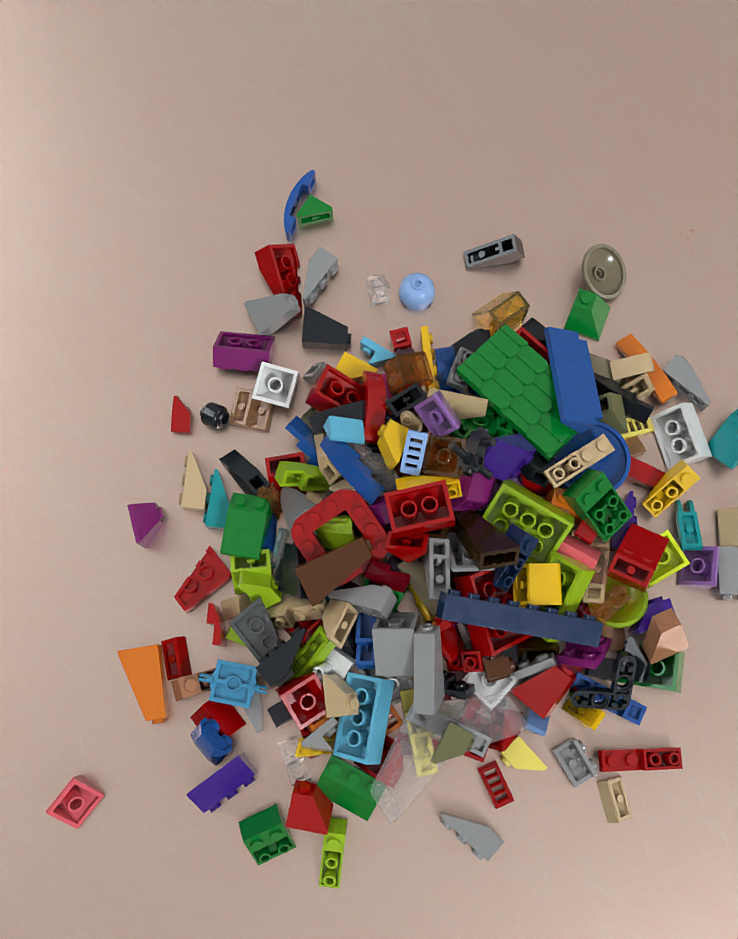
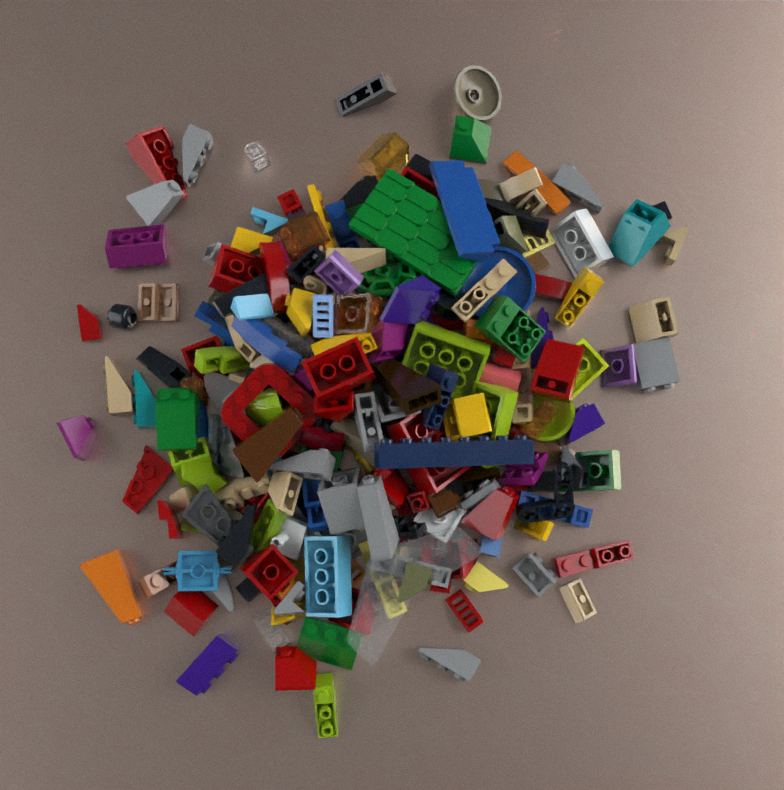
camera: 15 degrees left, 5 degrees up
(75, 801) = (72, 712): coral slope -> none
(176, 657) = (137, 558): red slope -> none
(210, 743) = (187, 630): blue slope -> none
(266, 834) = (259, 702): green slope -> none
(276, 385) = (176, 274): white slope -> none
(305, 186) = (160, 62): blue slope -> none
(314, 211) = (176, 88): green slope -> none
(323, 332) = (212, 210): black slope -> none
(339, 697) = (300, 561): tan slope -> none
(416, 291) = (296, 150): light blue cylinder -> none
(454, 379) = (349, 234): light grey slope -> none
(472, 456) = (378, 310): black piece -> none
(664, 636) = (594, 440): nougat slope -> none
(688, 526) = (602, 330): teal hinge -> none

